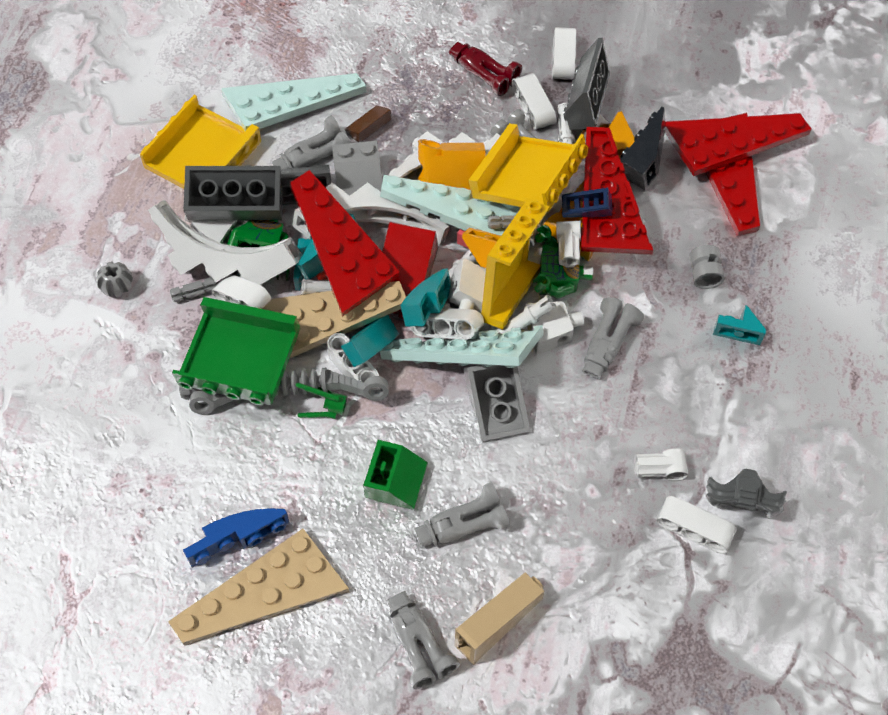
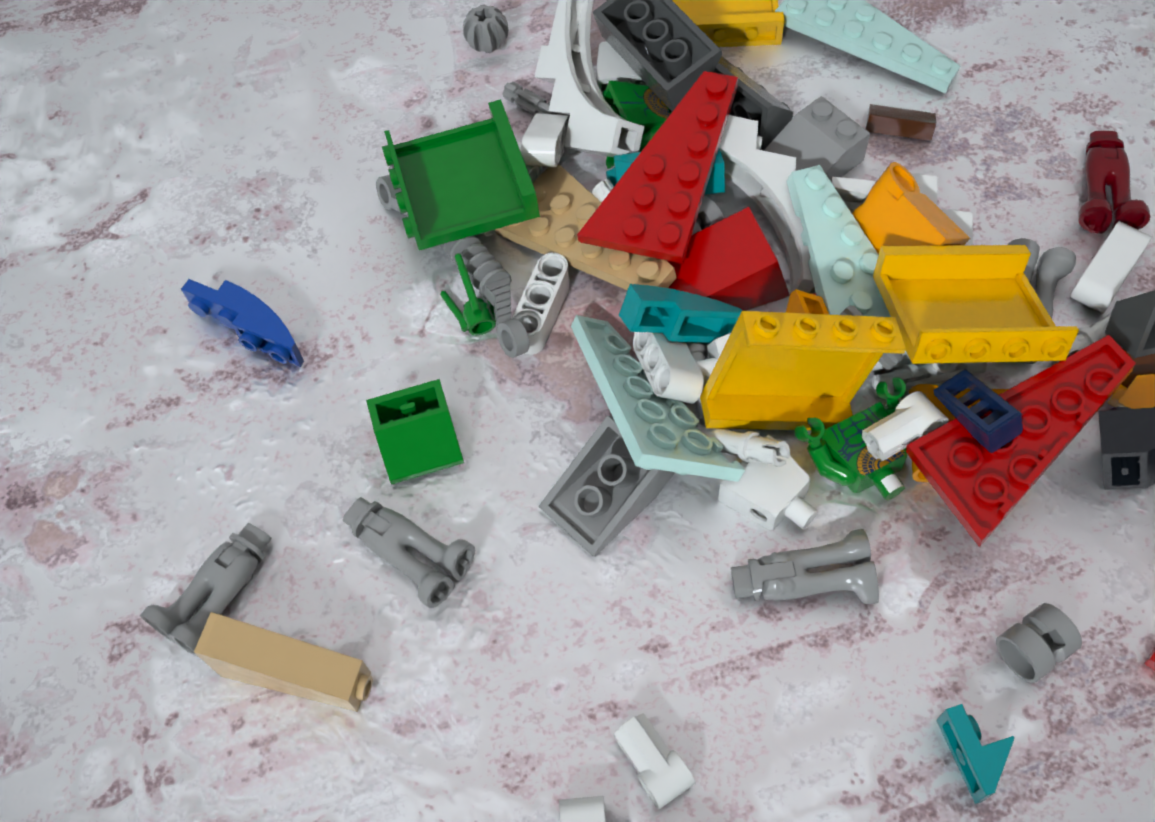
camera: 65 degrees right, 0 degrees up
(270, 586) = (208, 396): tan wing -> none
(304, 152) = (802, 87): light grey piece -> none
(370, 341) = (576, 293): teal slope -> none

